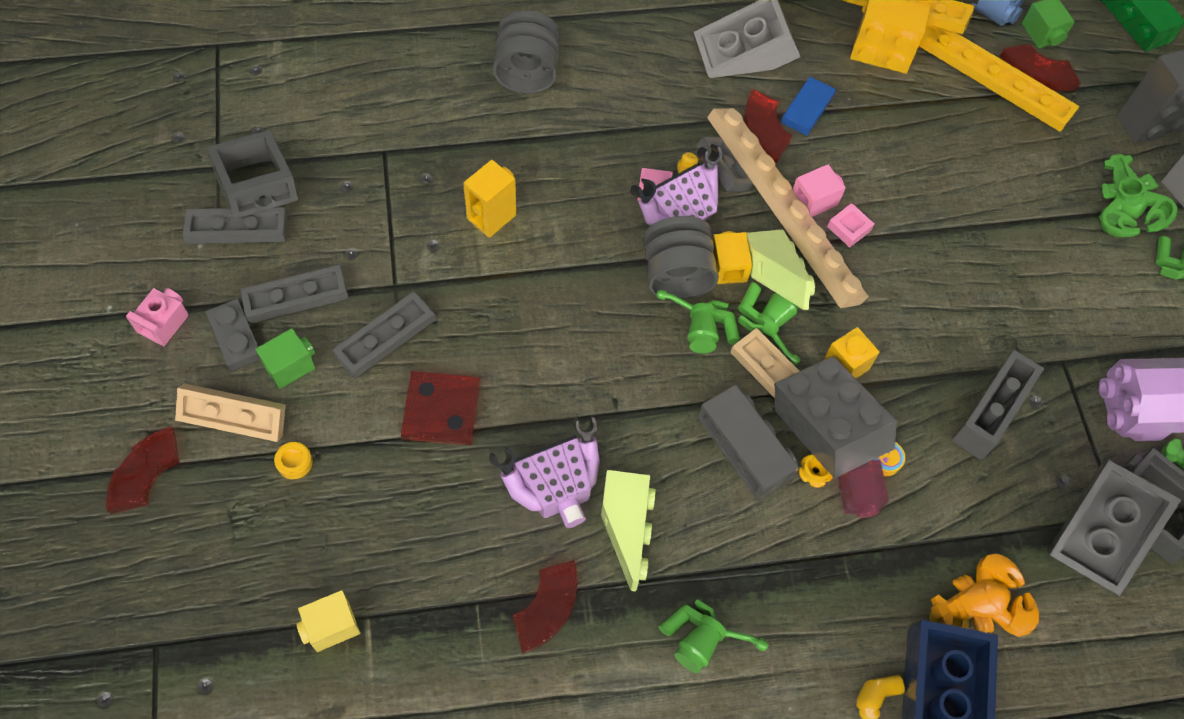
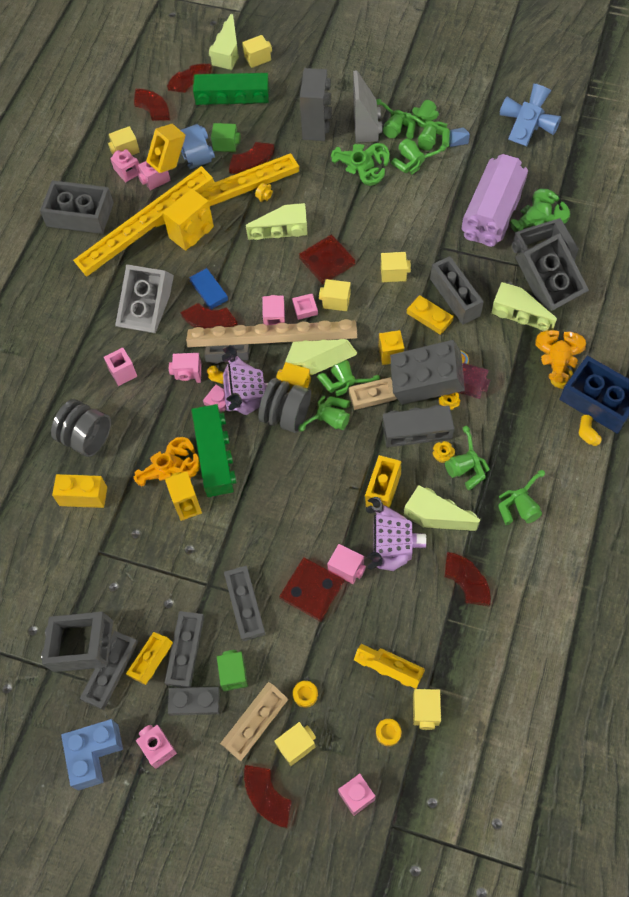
camera: 55 degrees left, 0 degrees up
(120, 243) = (83, 751): none -> medium blue brick
(173, 576) = (356, 794): none -> bright pink brick
(217, 473) = (296, 743): none -> light yellow brick
(256, 260) = (149, 658): none -> yellow plate
(280, 587) = (388, 732): none -> yellow tile
(371, 551) = (390, 665): none -> yellow hinge
(447, 92) = (79, 491): none -> yellow brick
(491, 432) = (346, 564): none -> bright pink brick
(533, 170) = (167, 463): none -> light orange animal
(575, 208) = (212, 450): none -> green brick
(631, 429) = (384, 480): none -> yellow brick
(634, 56) = (120, 366): none -> bright pink brick
(678, 129) = (186, 366): none -> bright pink brick
(722, 527) = (462, 463): none -> bright green piece
(724, 502) = (439, 455): none -> yellow plate
(891, 254) = (335, 295): none -> light yellow brick
(940, 390) = (430, 314): none -> yellow plate
(944, 223) = (327, 259): none -> clear red tile
(964, 145) = (282, 222): none -> yellowish green slope
(985, 309) = (394, 267): none -> light yellow brick
(996, 103) = (263, 192): none -> yellow plate
(1030, 506) = (519, 306): none -> yellowish green slope

